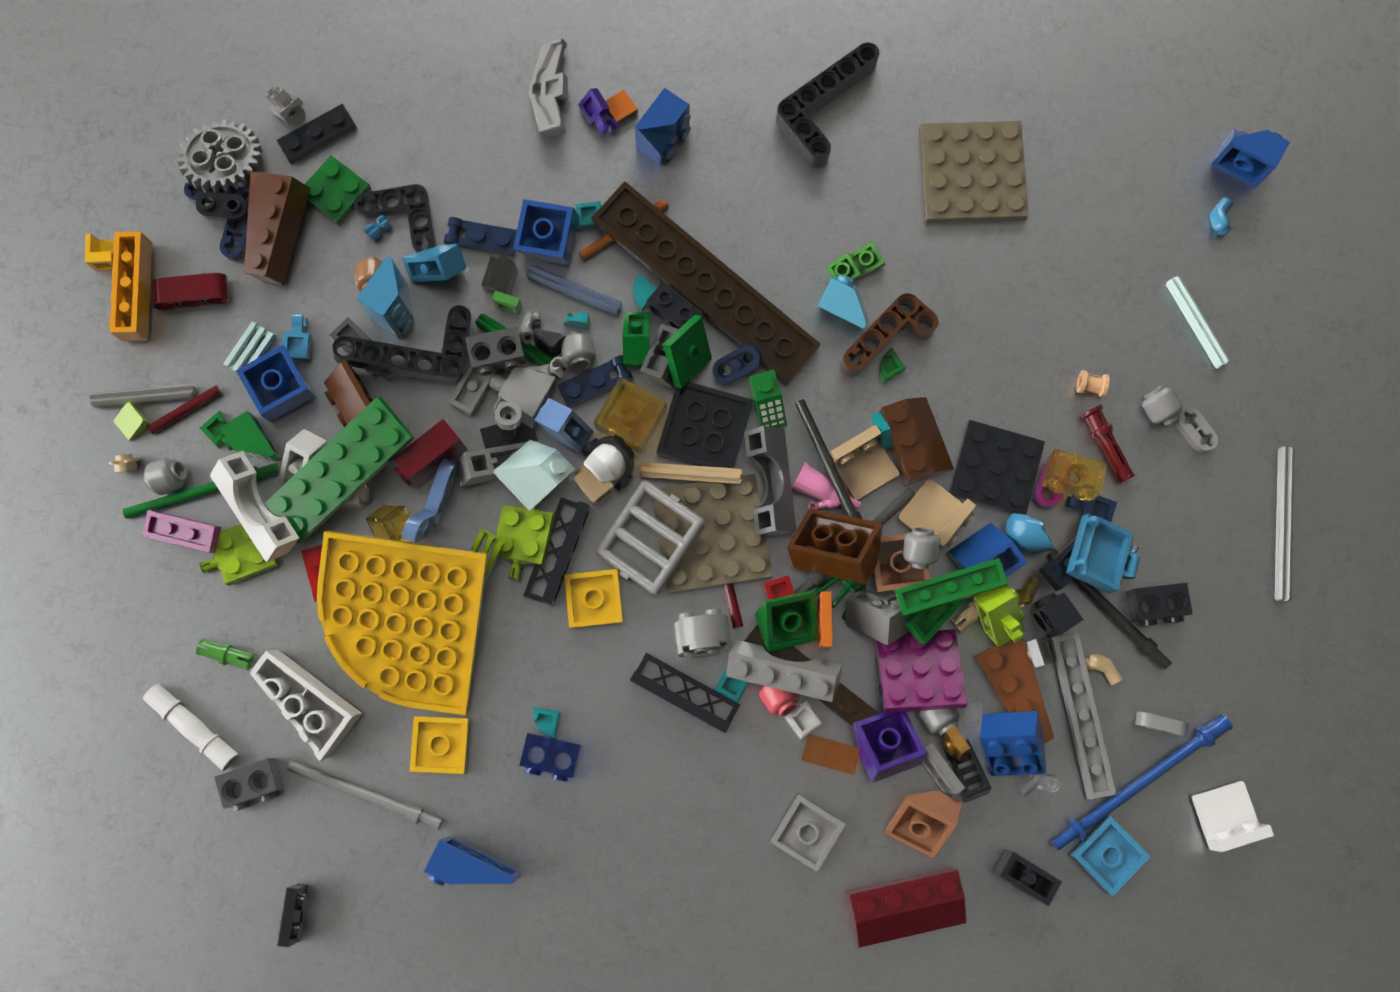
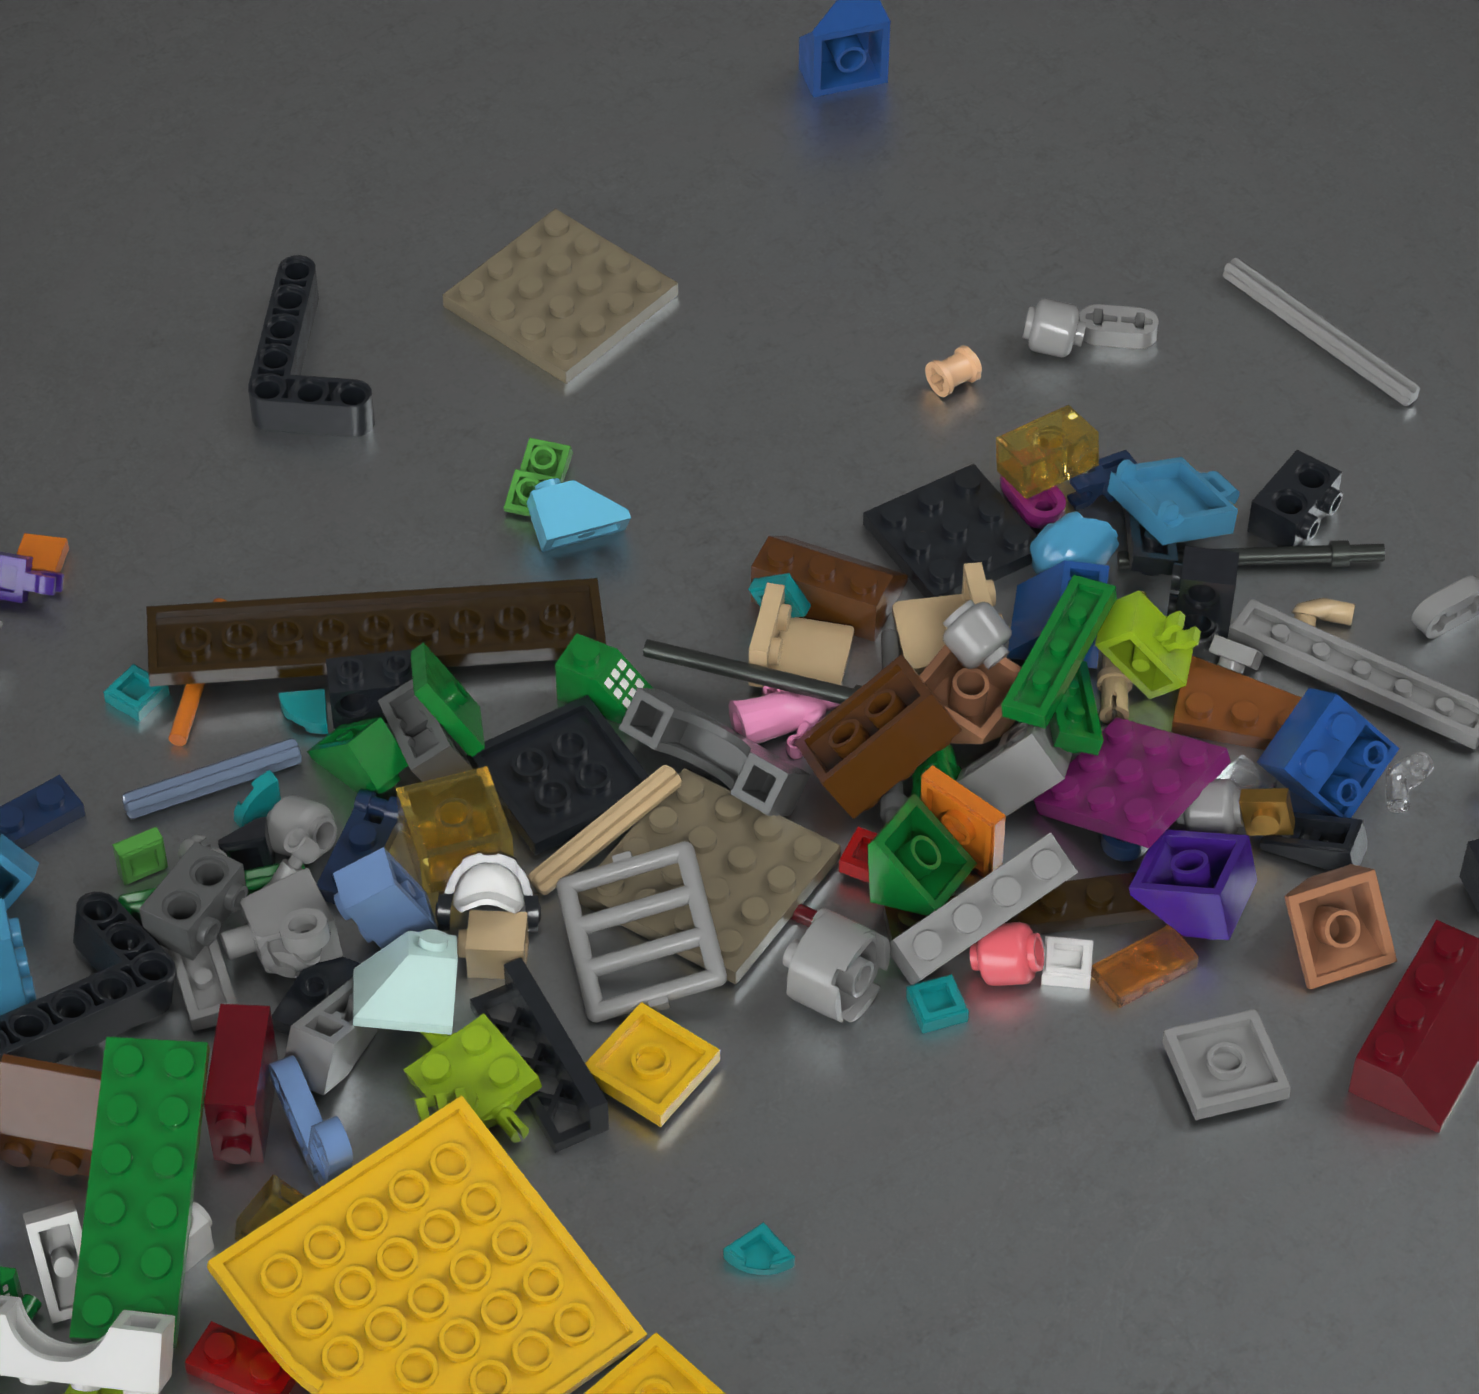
camera: 45 degrees left, 30 degrees down
(499, 276) = (90, 836): clear smoke brick -> none
(546, 231) = (106, 733): blue slope -> none
(552, 749) = (807, 1266): clear blue brick -> none
(663, 126) = (130, 518): blue slope -> none
(681, 702) = (894, 1064): black fence -> none
(738, 362) = (521, 675): dark blue plate -> none
(883, 337) = (659, 474): reddish brown beam -> none
(890, 366) = (705, 541): green tile -> none
(941, 771) = (1290, 858): light grey plate -> none
(1103, 433) = (1024, 406): dark red pin -> none
(1197, 322) = (988, 234): light aqua axle -> none
(1219, 218) = (887, 131): dark azure arm -> none

